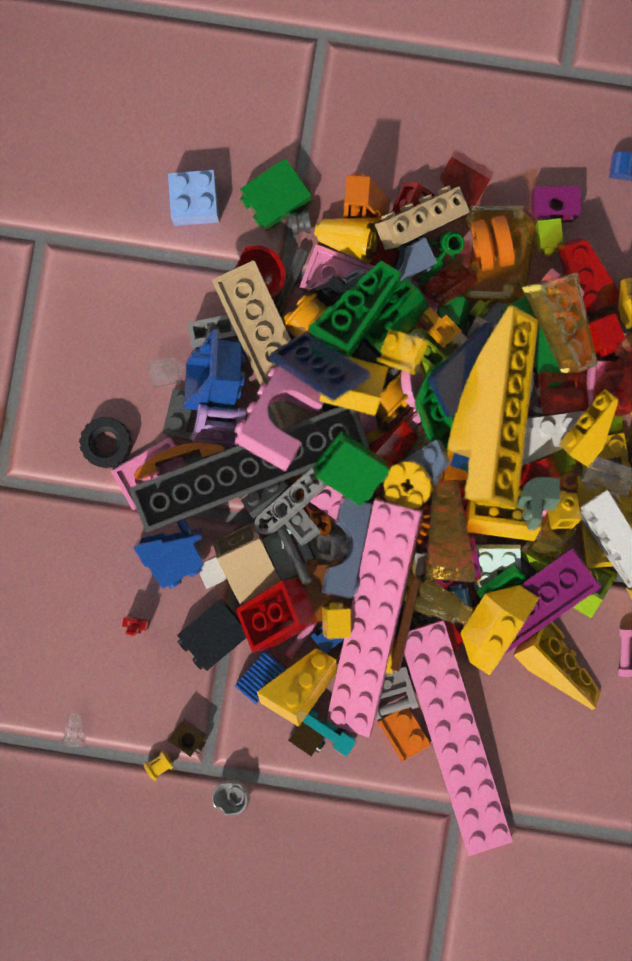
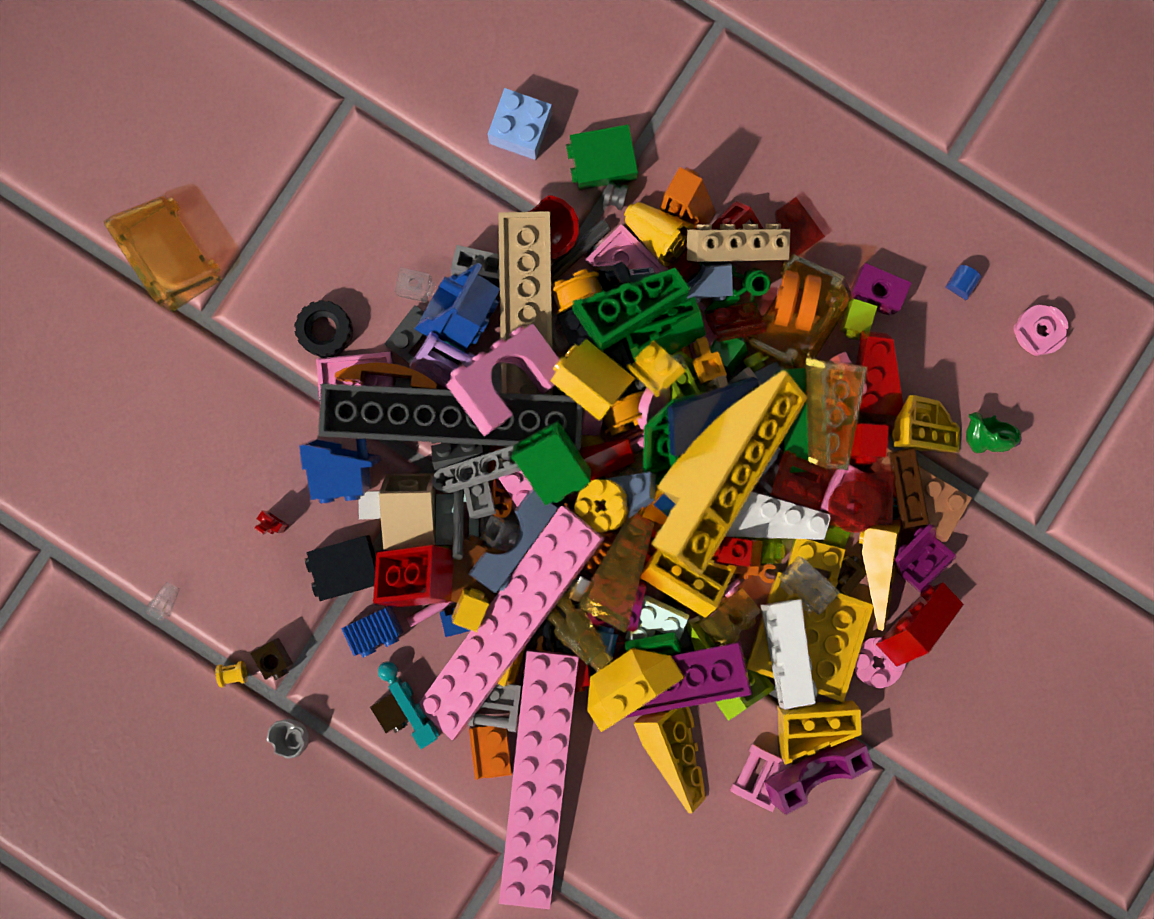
camera: 15 degrees right, 0 degrees up
(299, 687) = (405, 658): yellow wedge -> none
(319, 366) = (565, 346): dark blue tile -> none
(405, 624) = (538, 643): reddish brown bar -> none
(538, 495) = (727, 573): sand green brick -> none
(566, 513) = (748, 600): yellow brick -> none
(591, 430) = (810, 533): yellow slope -> none

